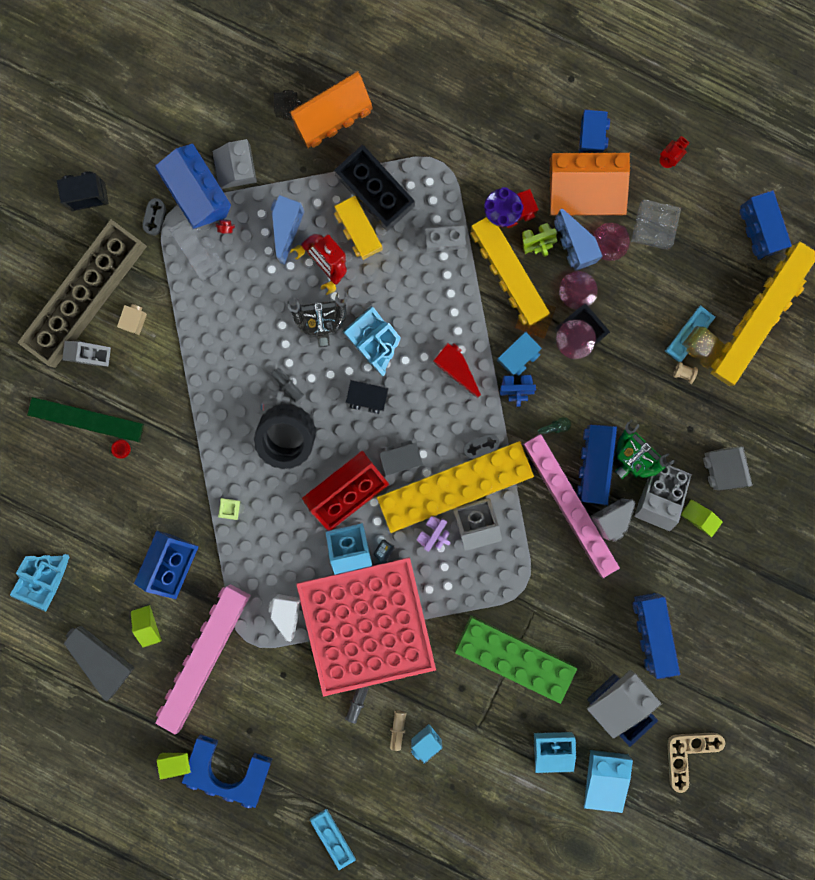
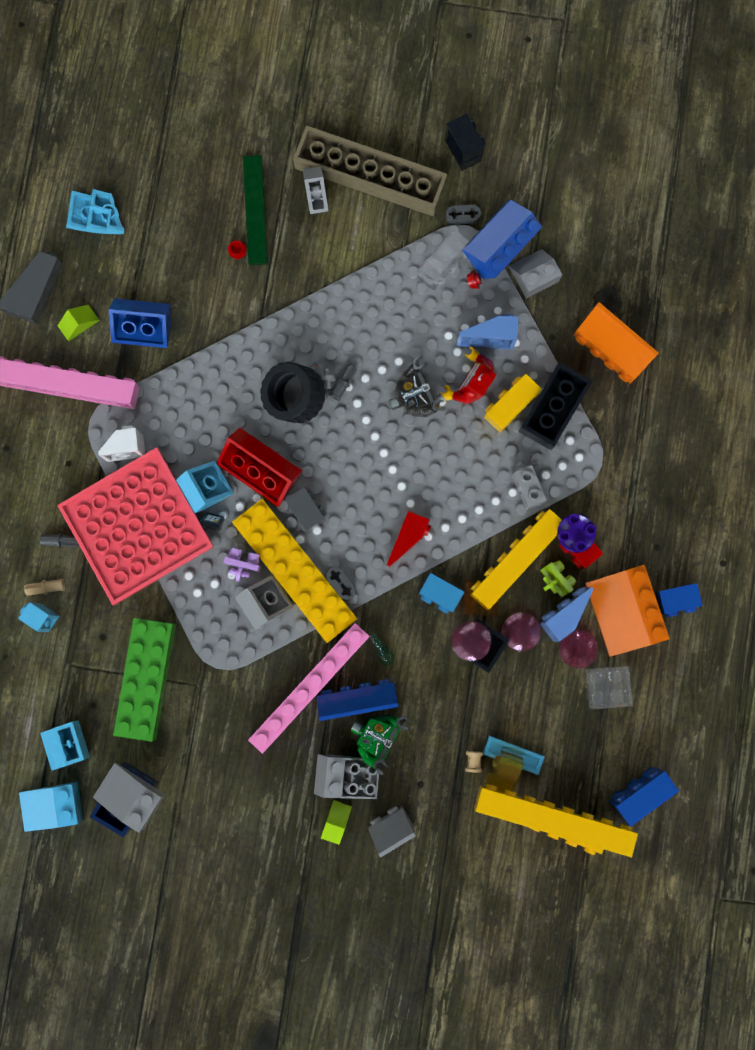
camera: 70 degrees right, 5 degrees down
(132, 319) = (361, 223): tan brick -> none
(229, 509) = (210, 364): yellowish green tile -> none
(366, 396) = (355, 459): black brick -> none
(373, 339) = (412, 449): medium azure slope -> none
(520, 391) = (410, 609): blue hips -> none
(613, 519) = (307, 731): light grey slope -> none
(656, 635) = (207, 811): blue brick -> none
(673, 152) = (685, 683): red hips -> none
(686, 748) = (105, 876): tan beam -> none

